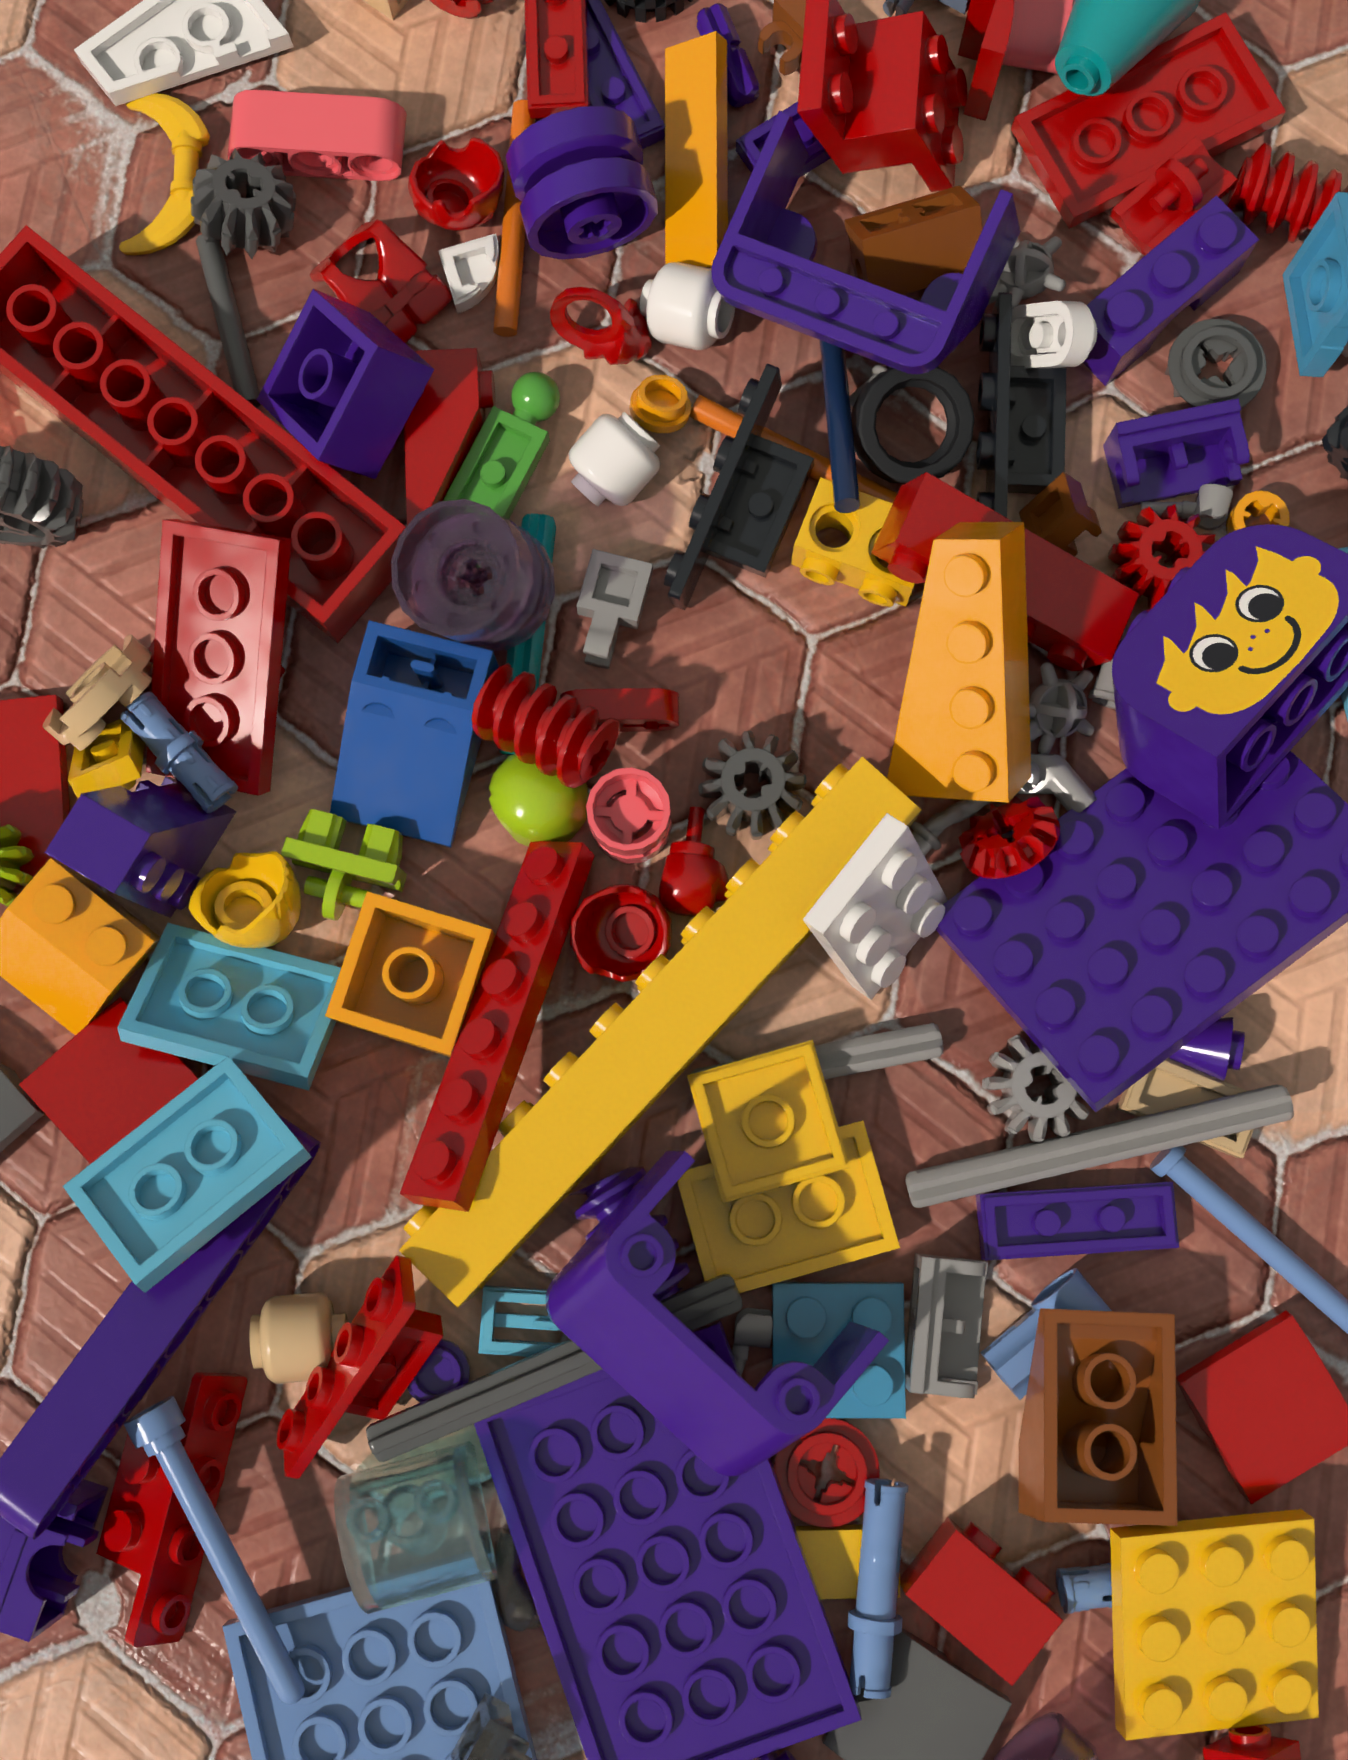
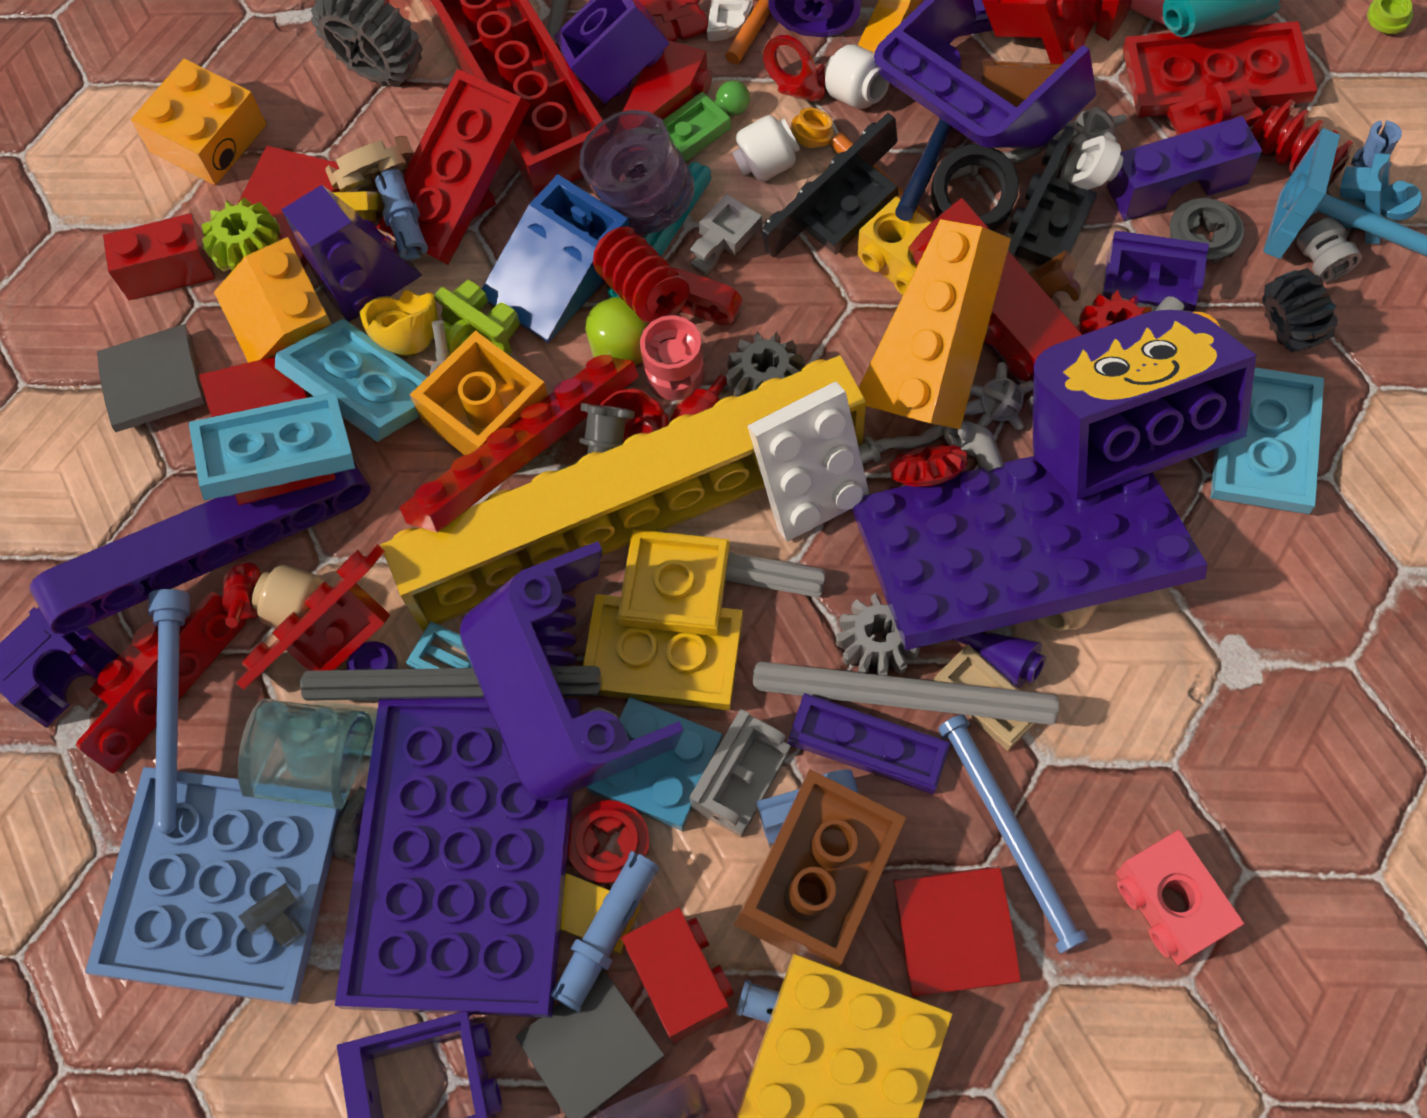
camera: 25 degrees right, 15 degrees down
(226, 1352) = (238, 592): none -> red piece
(329, 928) = (442, 351): none -> light grey hand
(599, 961) = (604, 427): none -> dark grey brick

